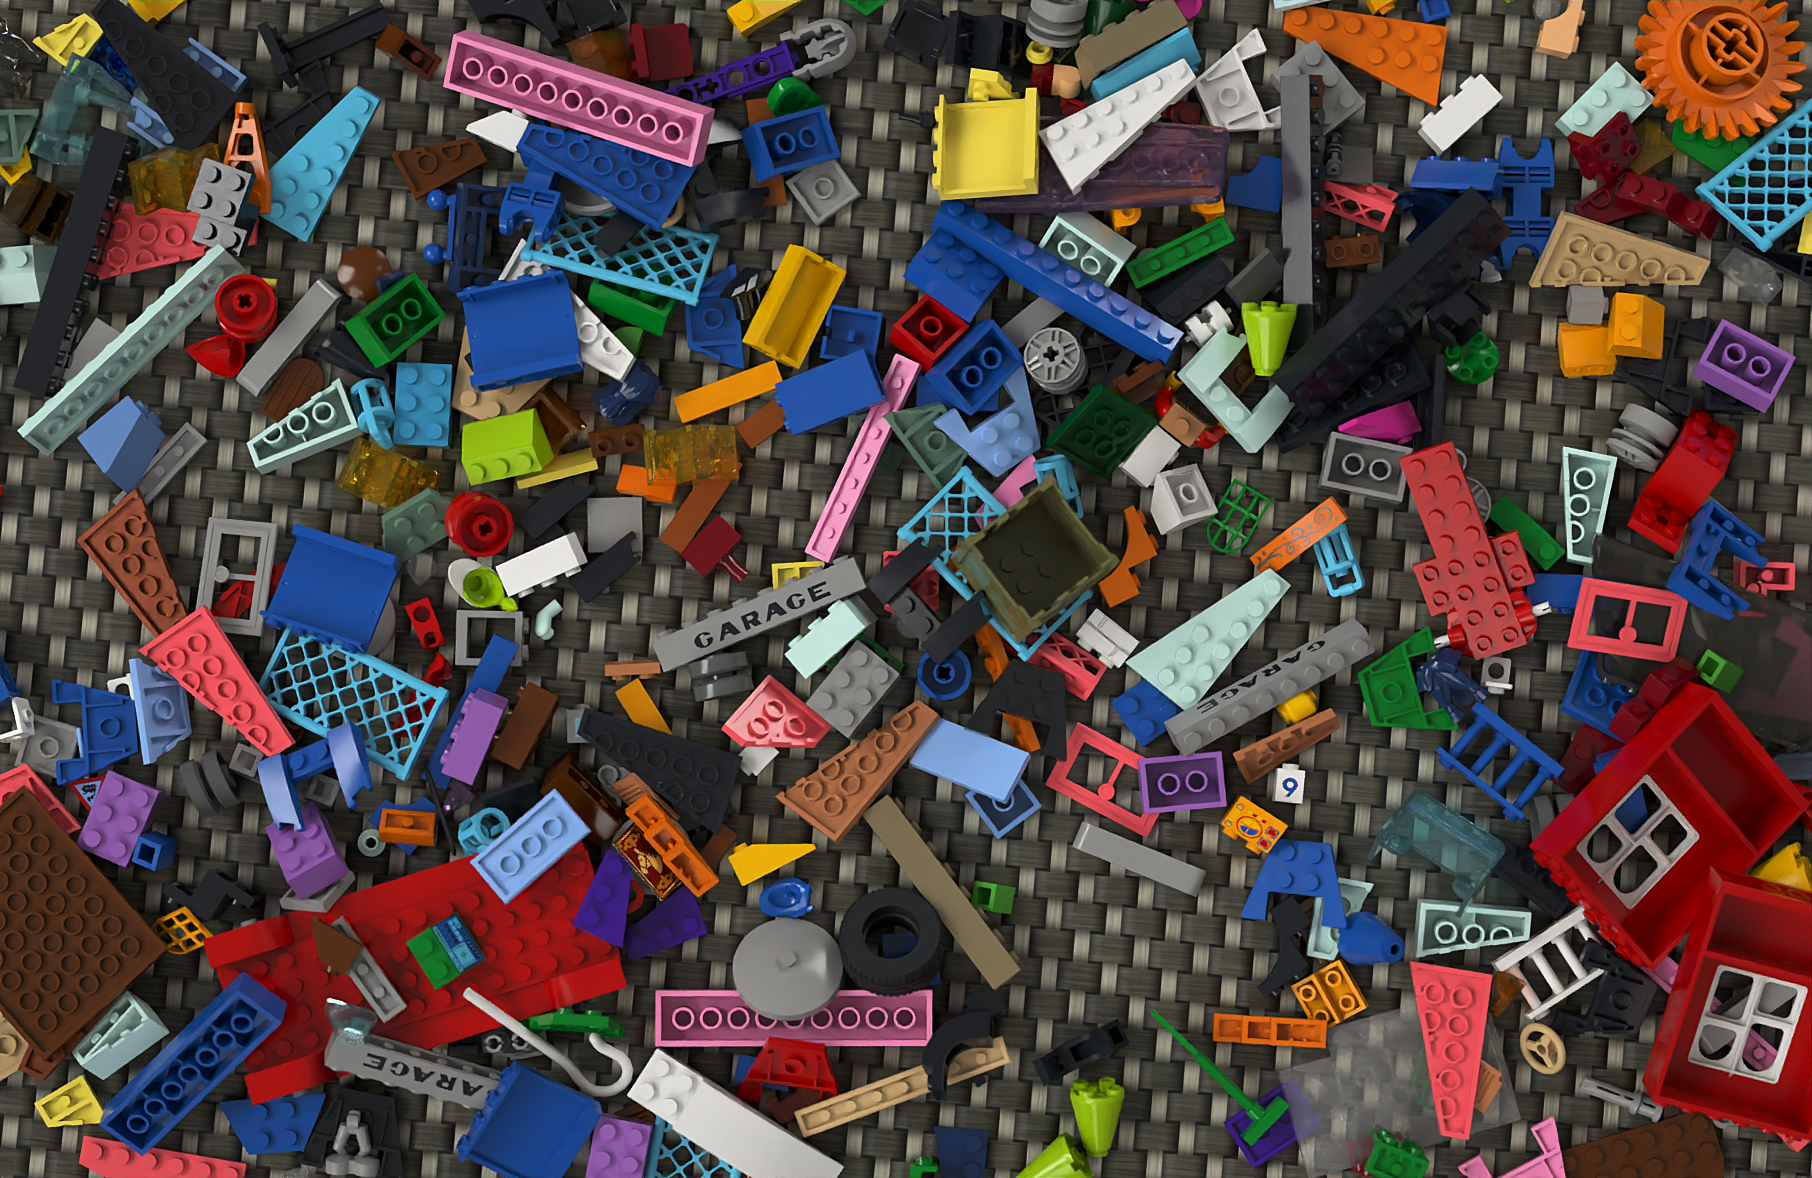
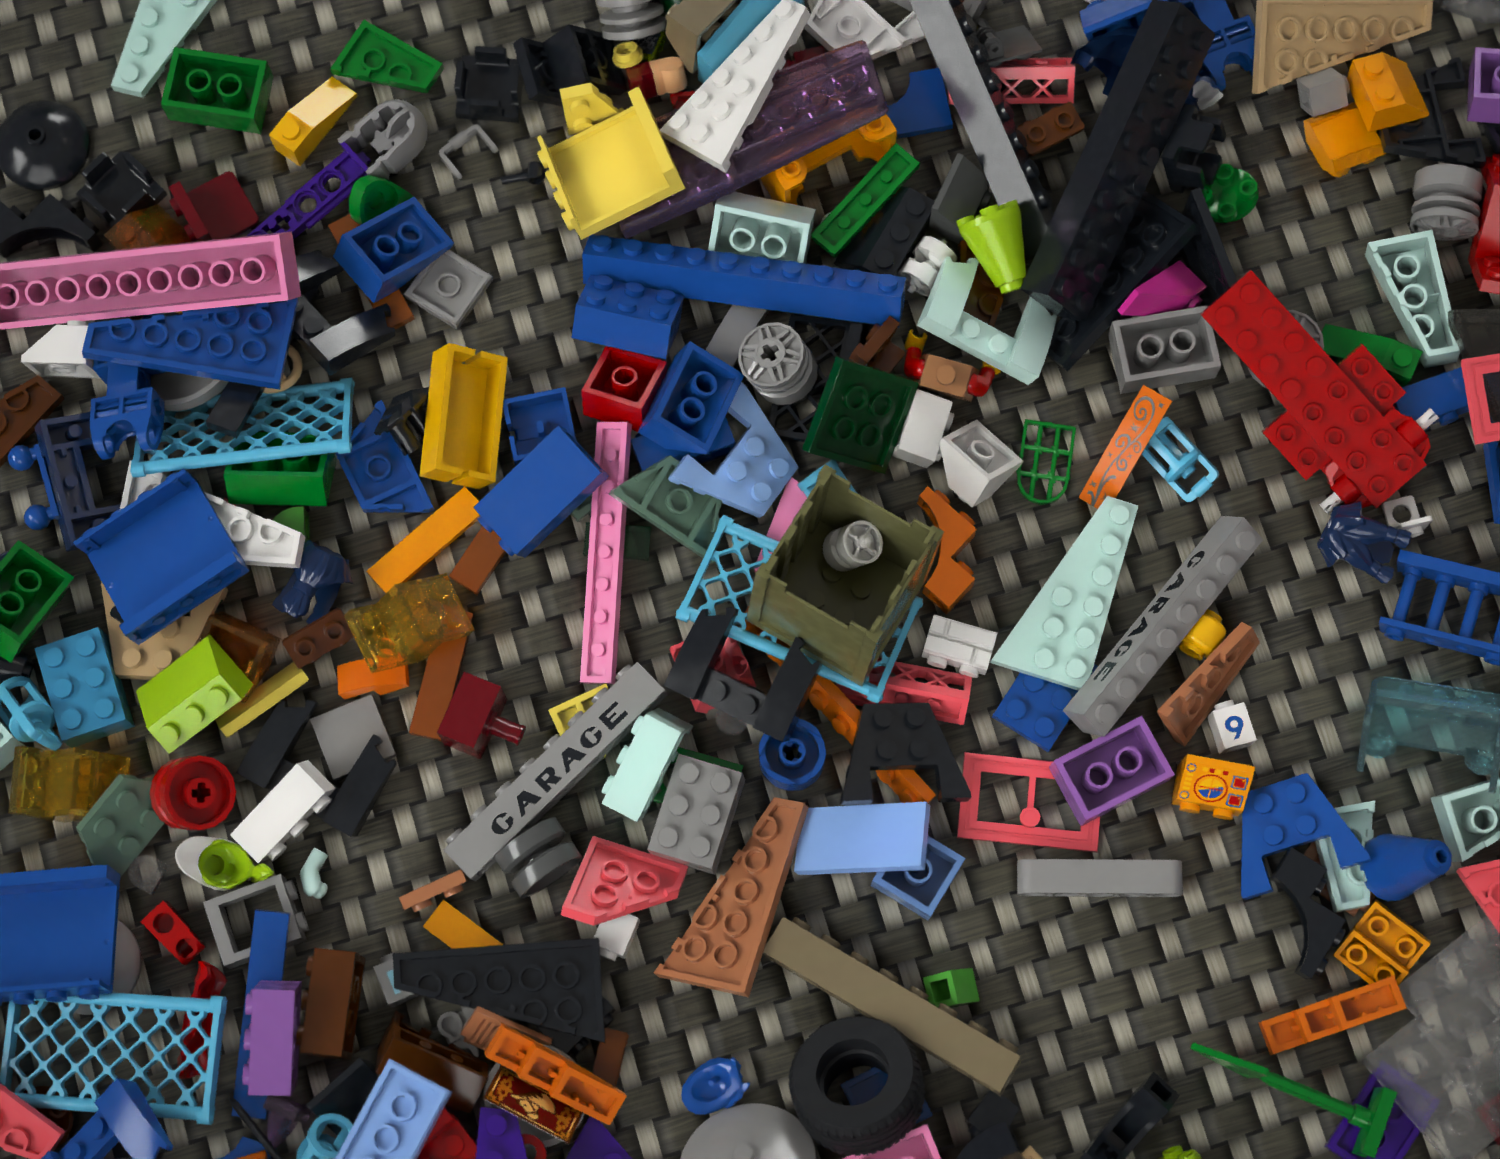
camera: 20 degrees left, 10 degrees down
(760, 859) = (666, 1052): yellow slope -> none
(877, 68) = (458, 141): none -> light grey piece
(1051, 536) = (852, 546): none -> white wheel
(1392, 691) = (1301, 581): green wing -> none

